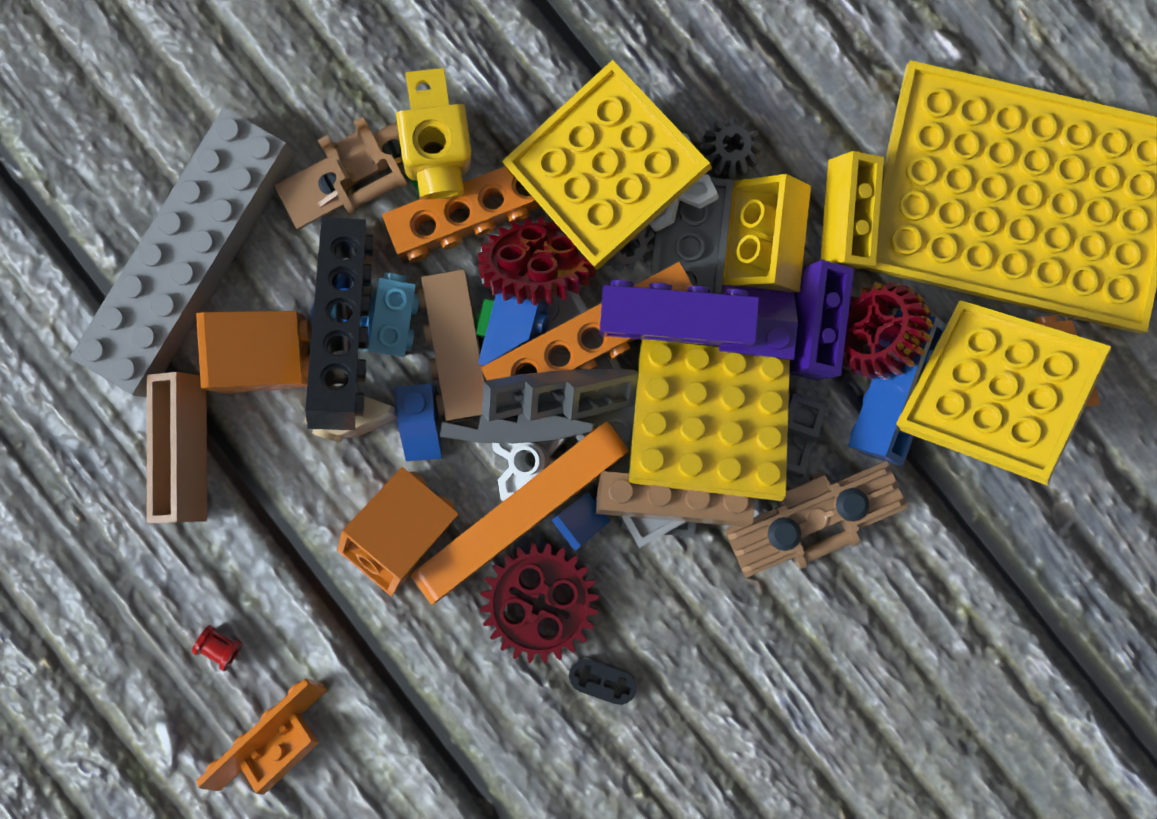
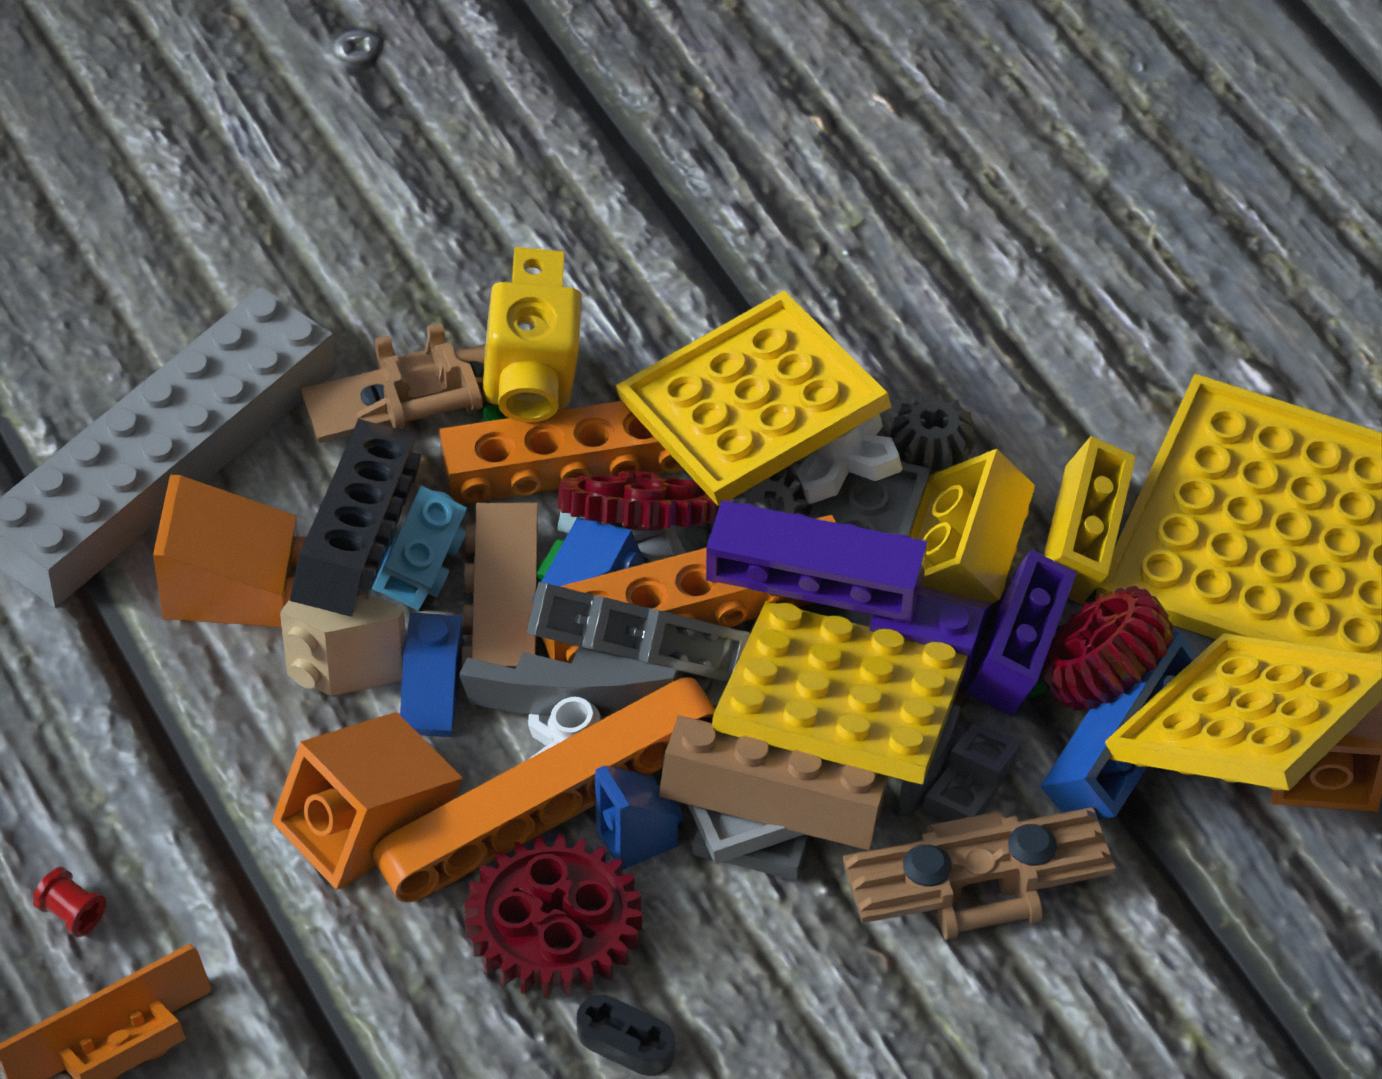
camera: 10 degrees right, 35 degrees down
(176, 448) = (85, 650): medium nougat brick -> none

